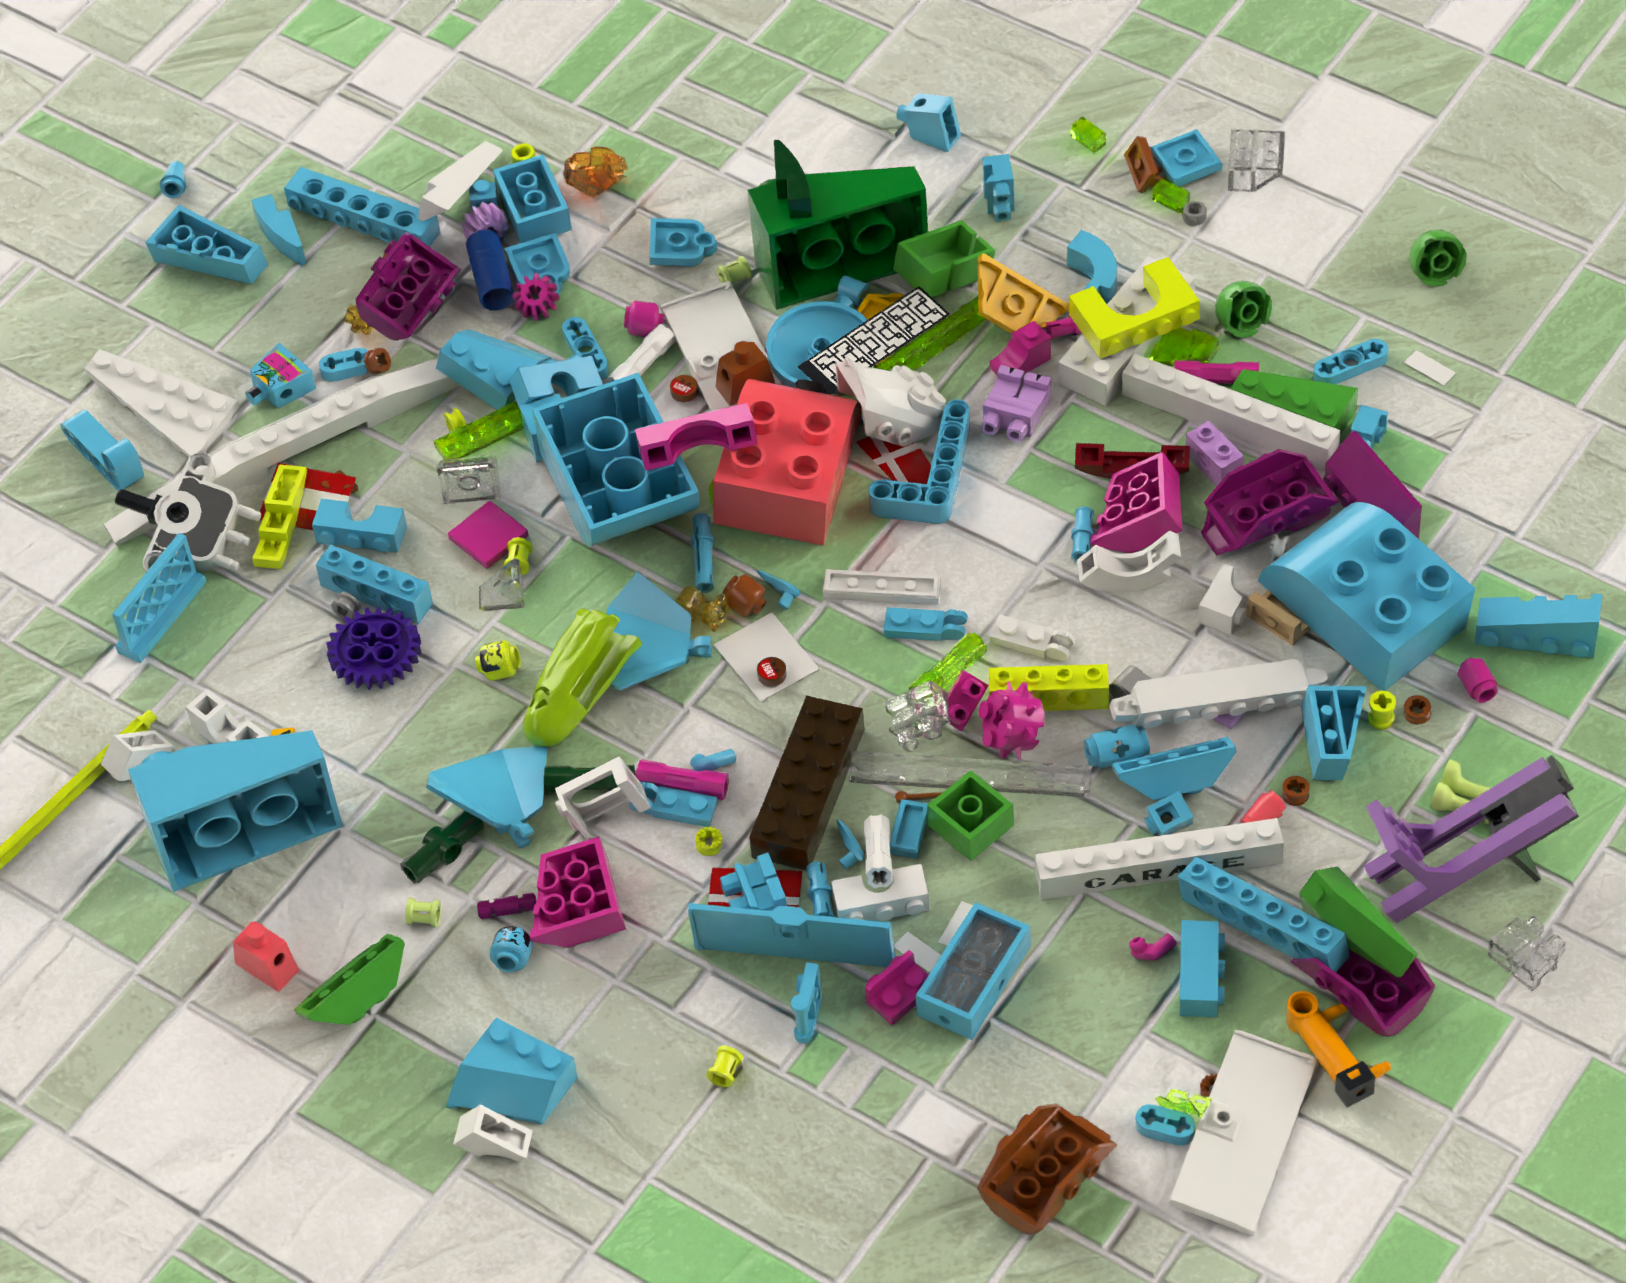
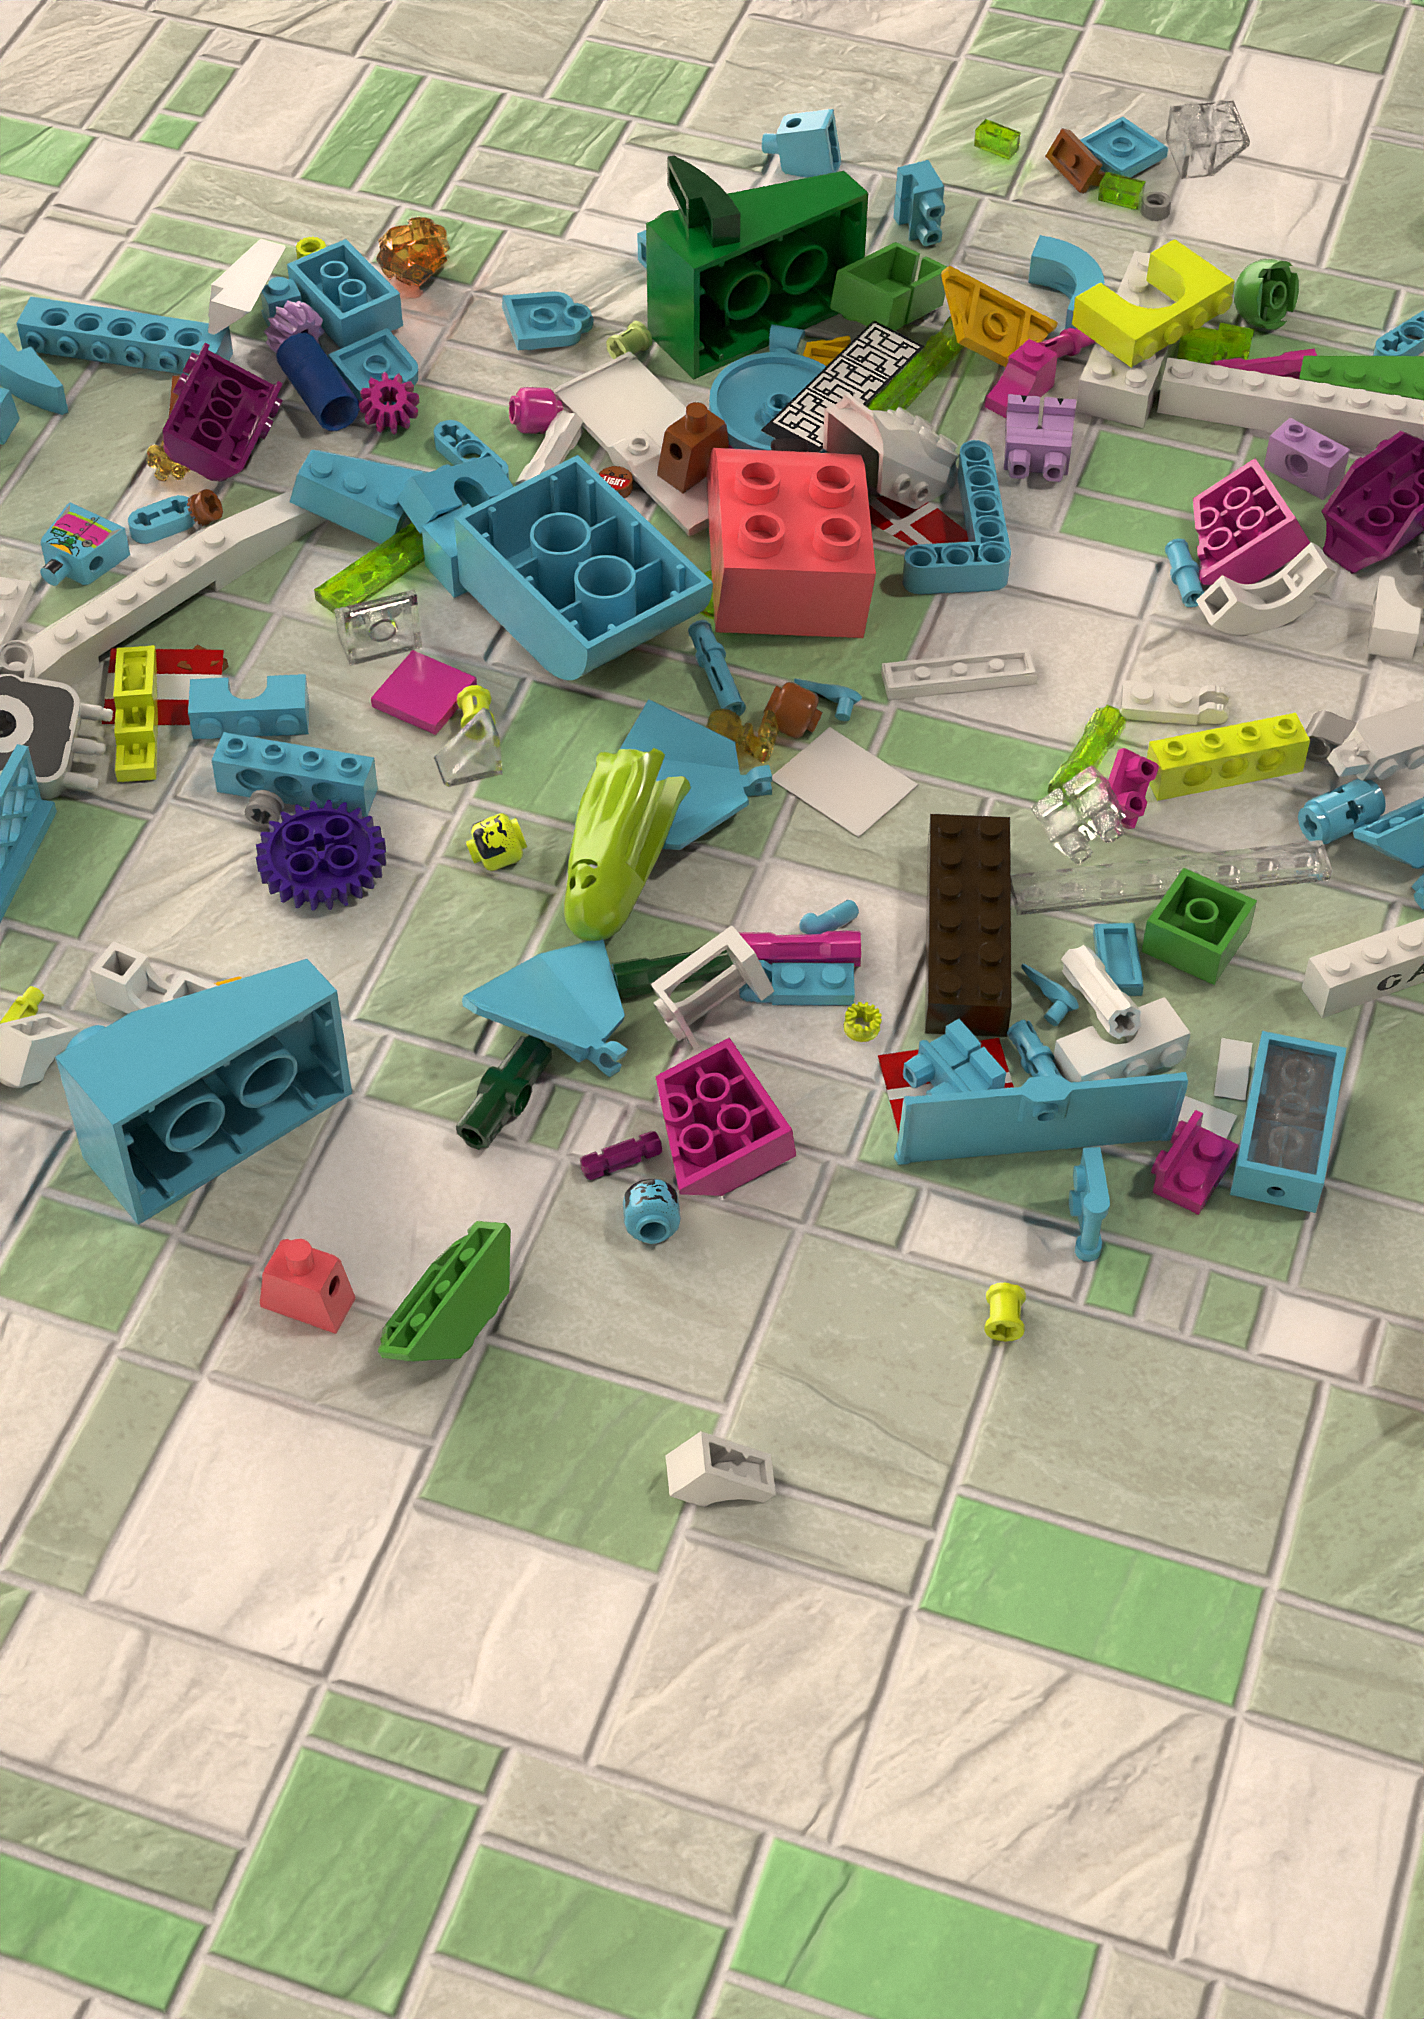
camera: 20 degrees left, 0 degrees up
(433, 909) = (523, 1191): yellowish green bush -> none
(455, 420) = (332, 561): neon yellow bush -> none
(513, 1075) = (718, 1381): medium azure wedge -> none
(725, 427) = (727, 496): dark pink arch -> none
(771, 671) = (861, 796): tile -> none
(903, 795) = (1089, 920): dark orange hinge -> none
(924, 624) = (1032, 708): medium azure hinge -> none
(1011, 720) = (1206, 799): dark pink brick -> none
(1095, 461) = (1167, 488): dark red slope -> none

